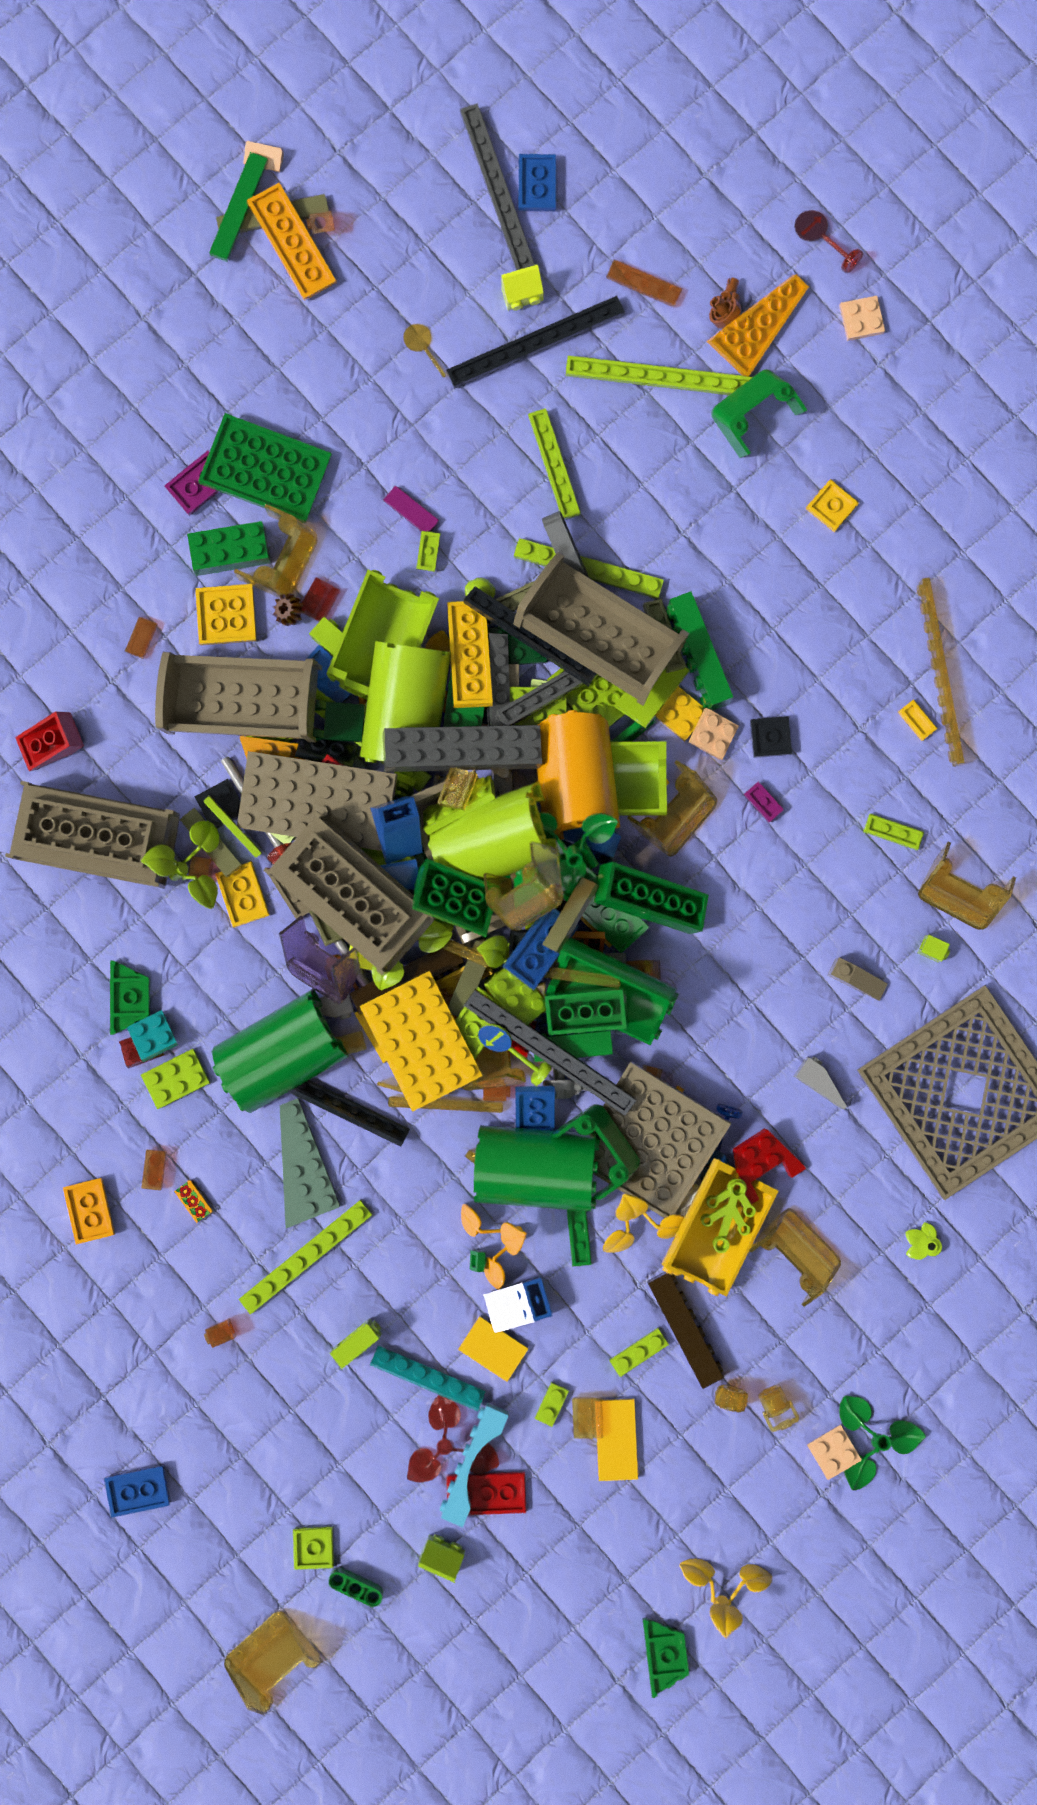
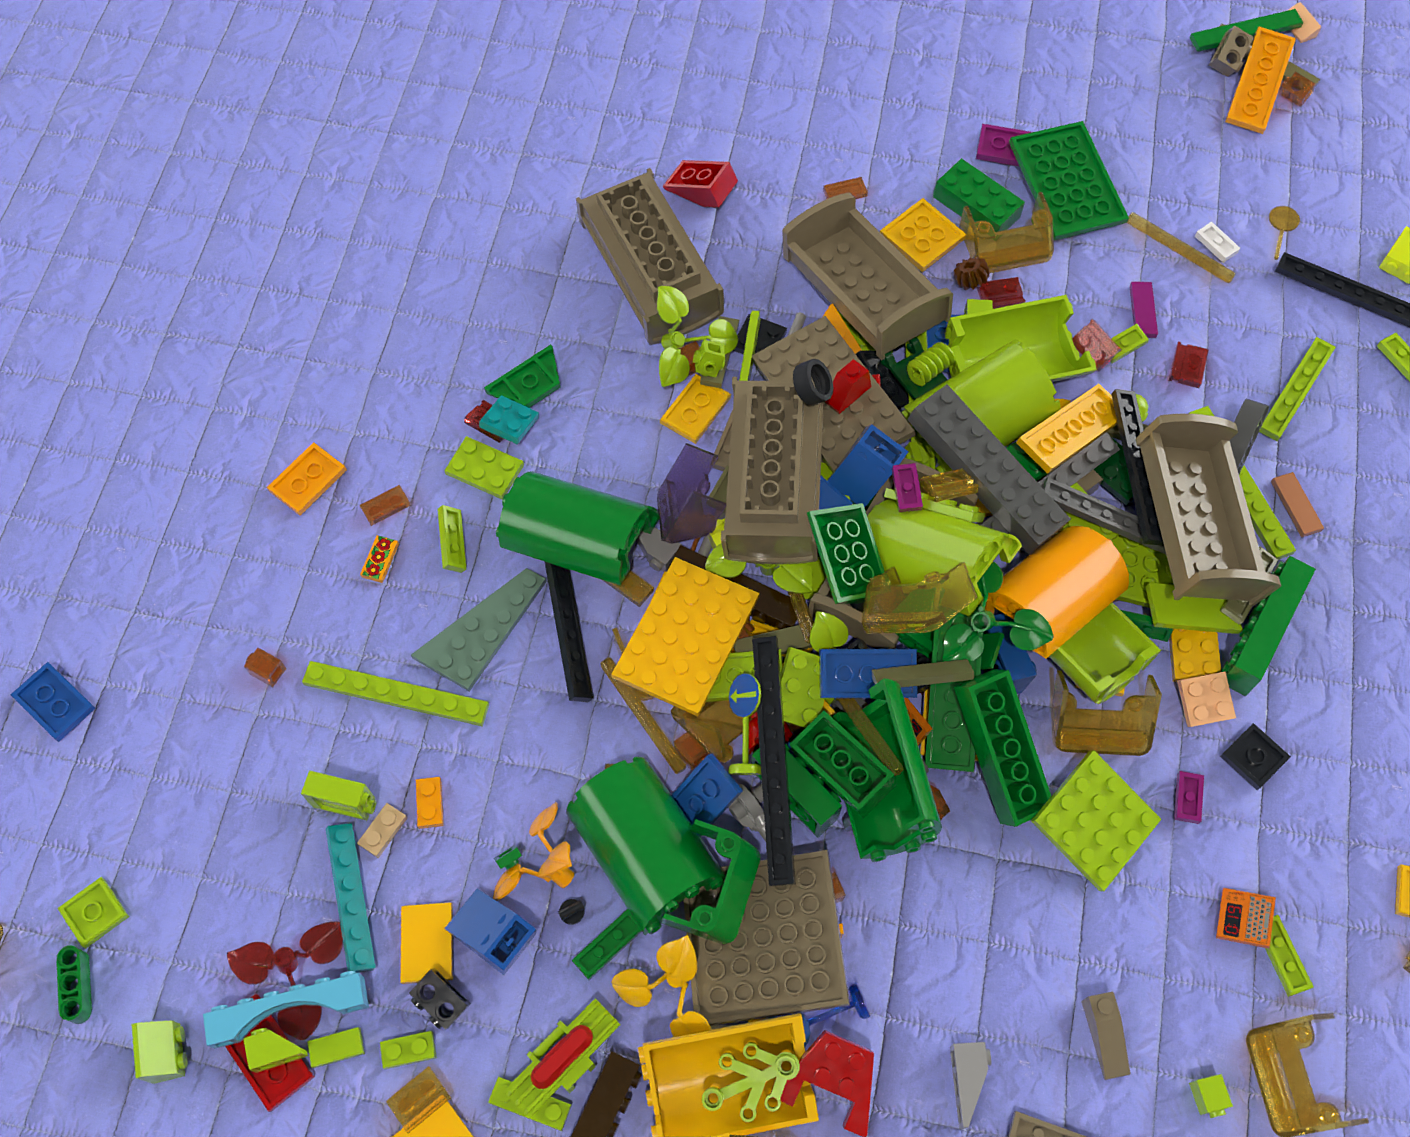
camera: 55 degrees right, 20 degrees down
(217, 1141) = (451, 539): none -> lime plate
(218, 861) = (709, 358): none -> lime brick
(246, 241) = (1229, 49): none -> dark tan brick
(314, 834) = (804, 386): none -> black tyre
(326, 791) = (849, 385): none -> red slope
(343, 710) = (930, 363): none -> lime piece
(382, 437) = (1181, 247): none -> clear yellow axle
(396, 1328) = (382, 830): none -> tan plate
(399, 407) = (1217, 242): none -> white plate
(400, 1285) = (429, 802): none -> light orange plate
(414, 573) = (1097, 342): none -> clear red plate
(438, 819) = (907, 487): none -> magenta plate
(478, 521) = (1188, 365): none -> clear red plate
(491, 1488) = (269, 1050): none -> lime slope
(517, 1447) = (335, 1047): none -> lime tile
(537, 1359) = (443, 993): none -> black brick
(541, 1245) = (571, 911): none -> black plate
(632, 1313) = (565, 1061): none -> lime piece
(633, 546) = (1297, 504): none -> nougat tile
(734, 874) = (1096, 820): none -> lime plate
(857, 835) = (1246, 918): none -> tile

